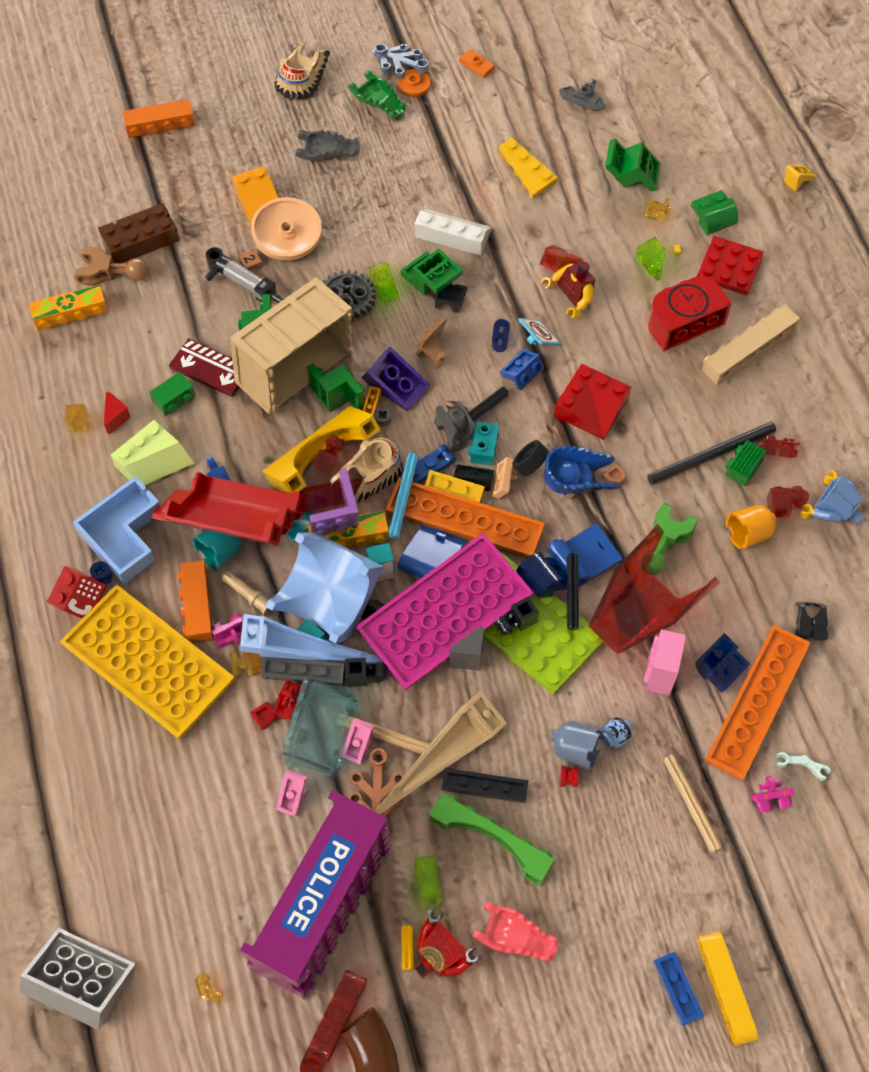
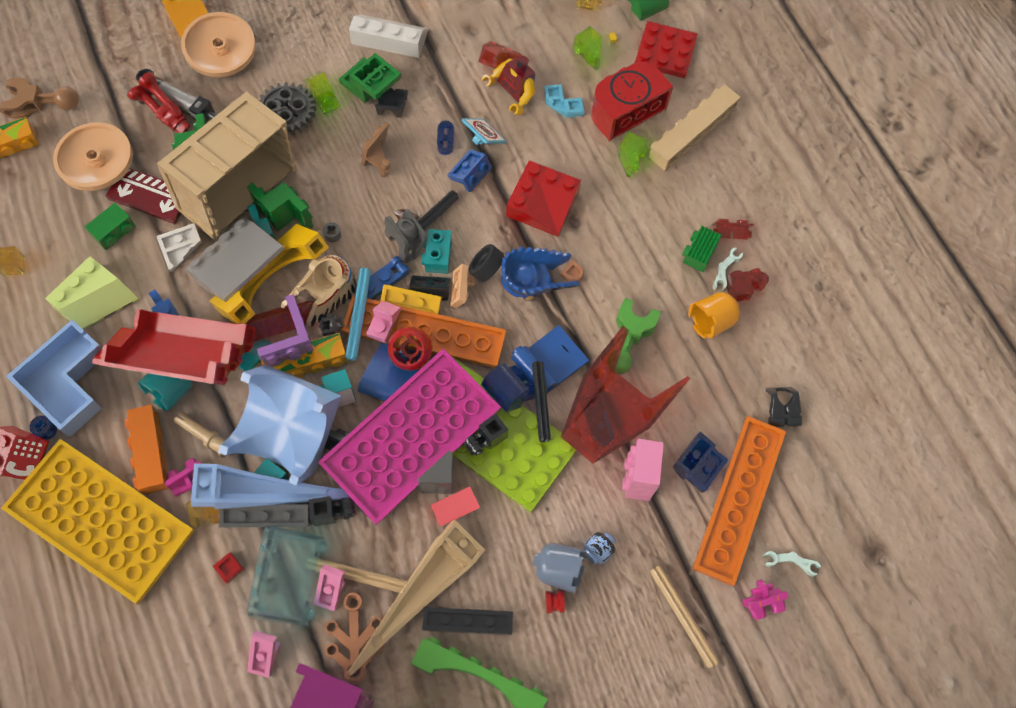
camera: 10 degrees left, 5 degrees up
(115, 413) = (49, 252): red slope -> none
(139, 234) = (66, 61): reddish brown piece -> none
(160, 327) = (93, 156): none -> light nougat dish
(234, 291) = (168, 113): none -> red piece
(236, 416) = (178, 245): none -> white wing
(250, 260) = (184, 79): nougat tile -> none
(286, 700) = (249, 550): red hips -> none
(289, 434) = (234, 259): none -> light grey slope
(316, 405) = (262, 223): none -> teal slope
(326, 459) = (276, 282): clear red brick -> none
(372, 400) = (319, 217): light orange piece -> none
(376, 503) = (331, 325): none -> dark grey gear
(396, 379) = (342, 192): dark purple slope -> none
(426, 504) = (383, 321): none -> bright pink slope
(435, 528) = (424, 346): none -> red wheel
(481, 680) = (455, 506): none -> coral hinge
(624, 315) = (566, 107): none -> medium azure tile
(684, 363) = (631, 151): none -> clear neon green slope
(710, 453) = (666, 241): black piece -> none
(762, 492) = (721, 278): none -> light aqua piece
(836, 502) = (796, 281): medium blue torso -> none

